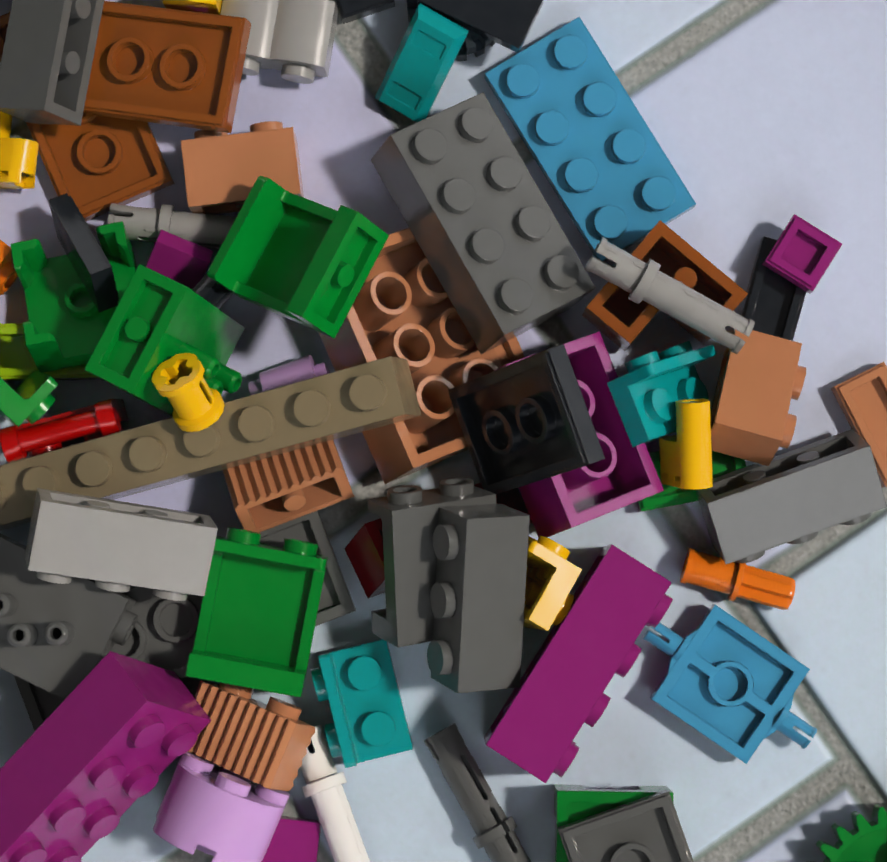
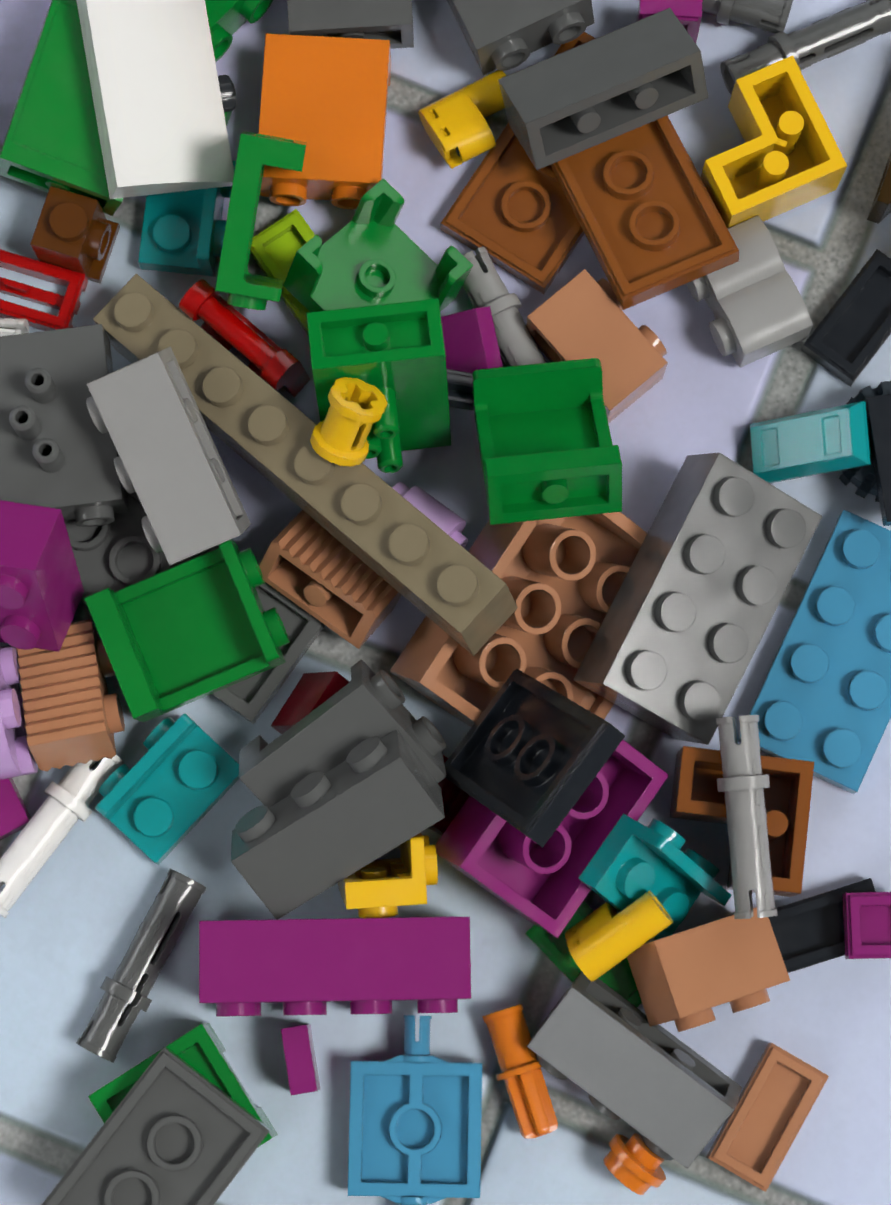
camera: 55 degrees right, 5 degrees down
(84, 252) = (421, 248): black tile -> none
(626, 734) = (300, 1059): none -> magenta tile
(856, 542) = (634, 1163): none -> orange plate

